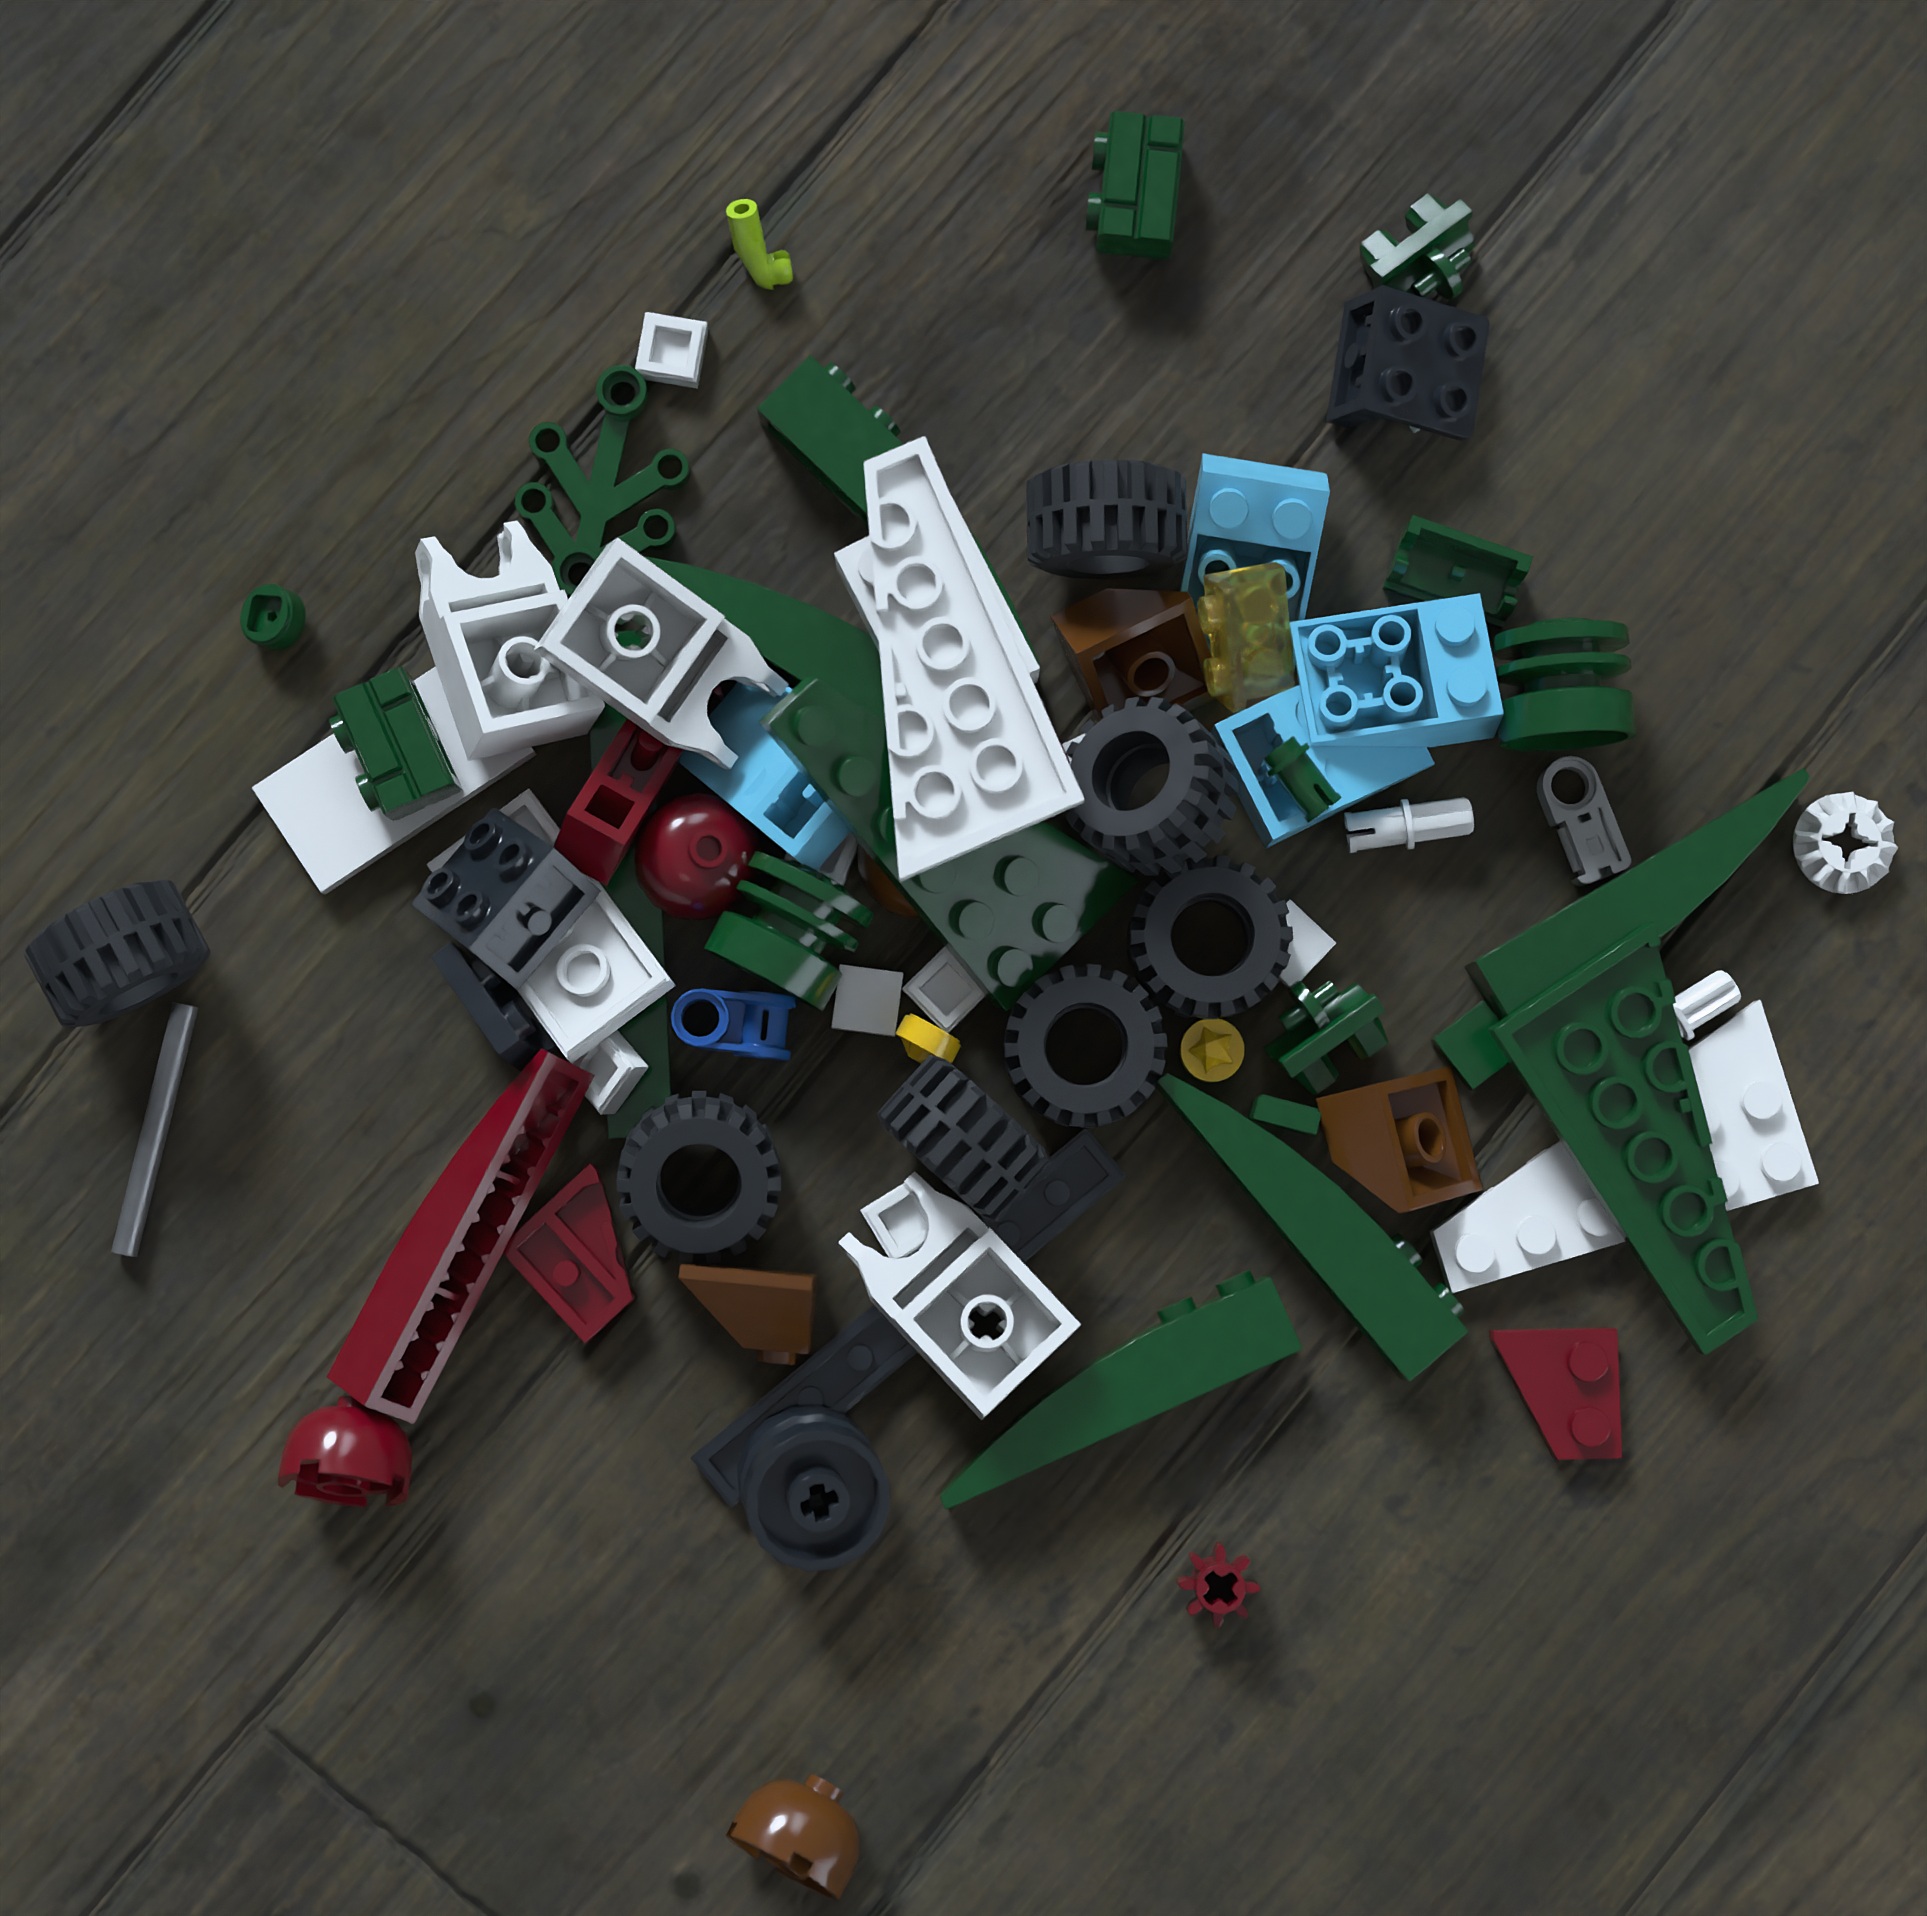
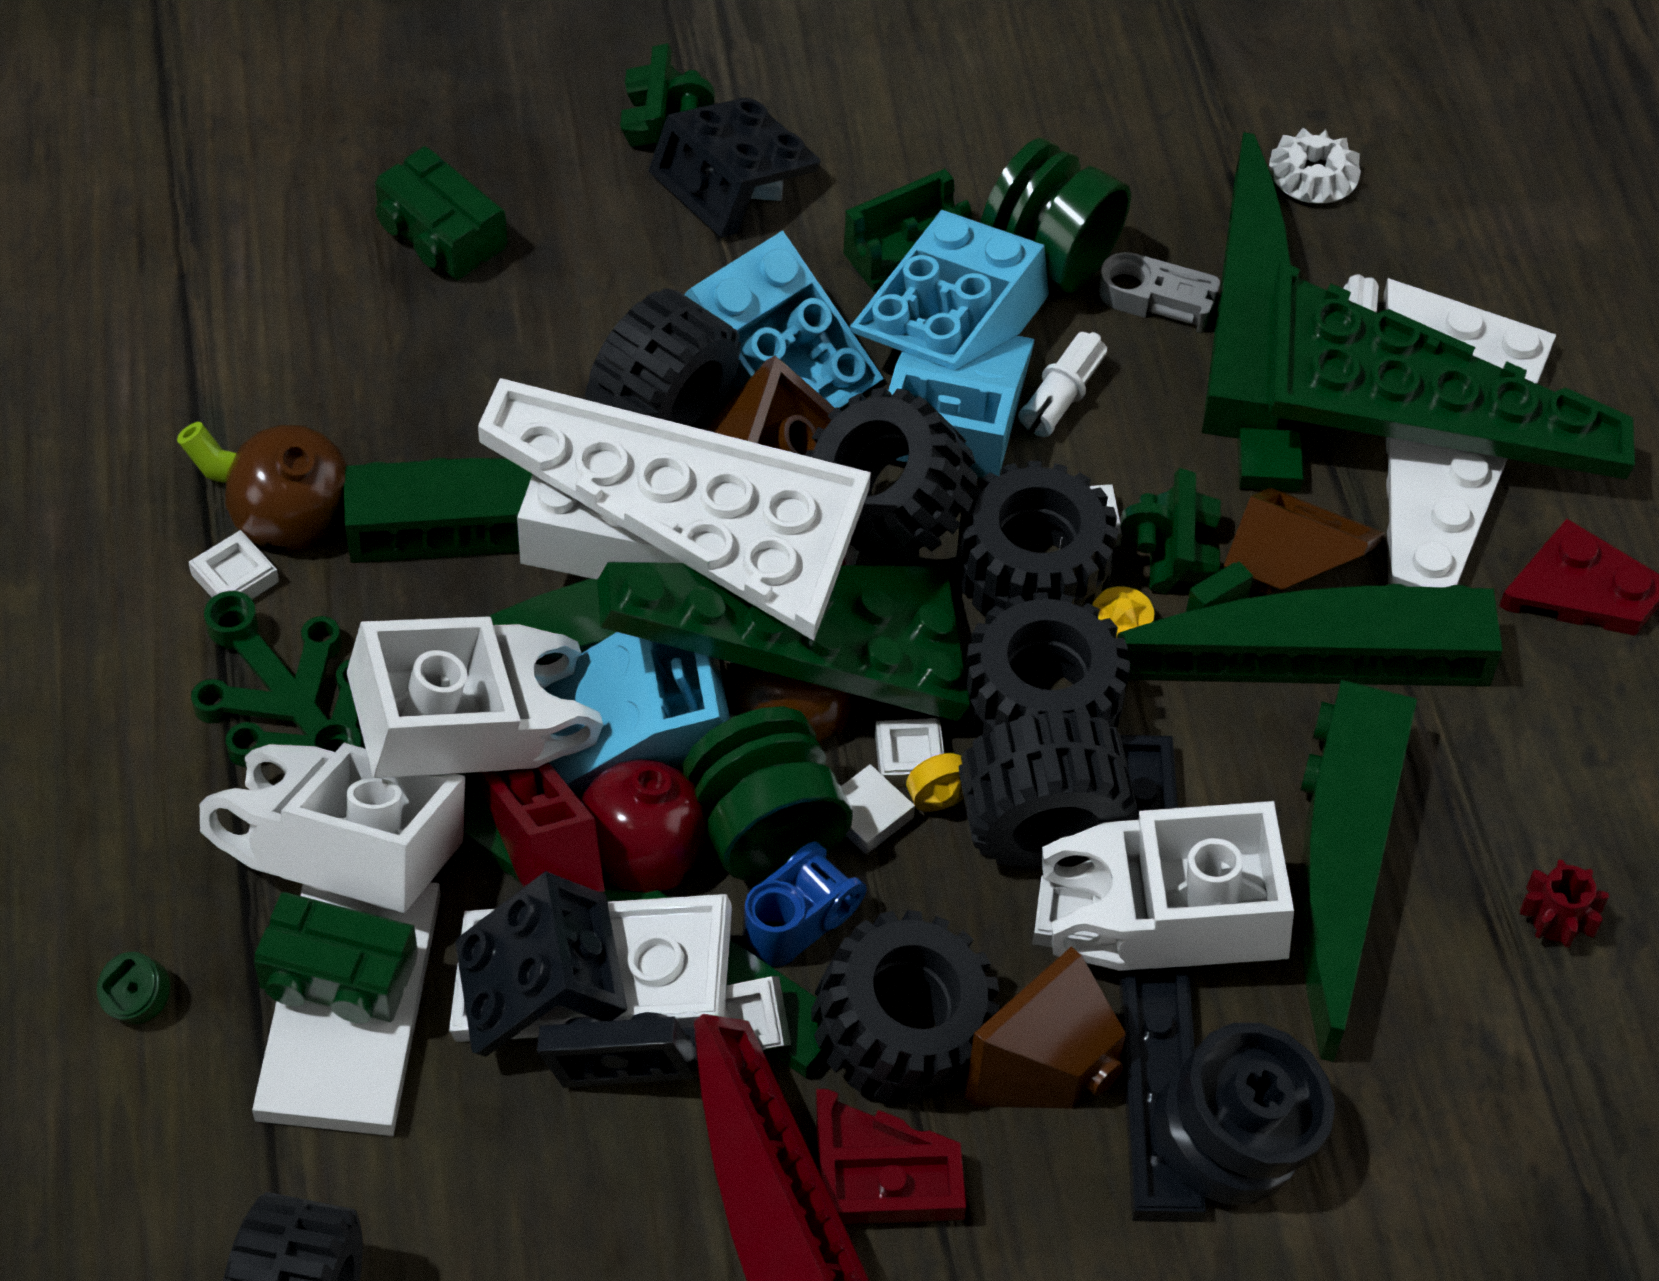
camera: 50 degrees left, 30 degrees down
(766, 323) = (287, 488): none -> reddish brown cylinder
(1247, 634) = (829, 353): clear yellow bracket -> none
(1301, 778) = (976, 378): dark green pin -> none

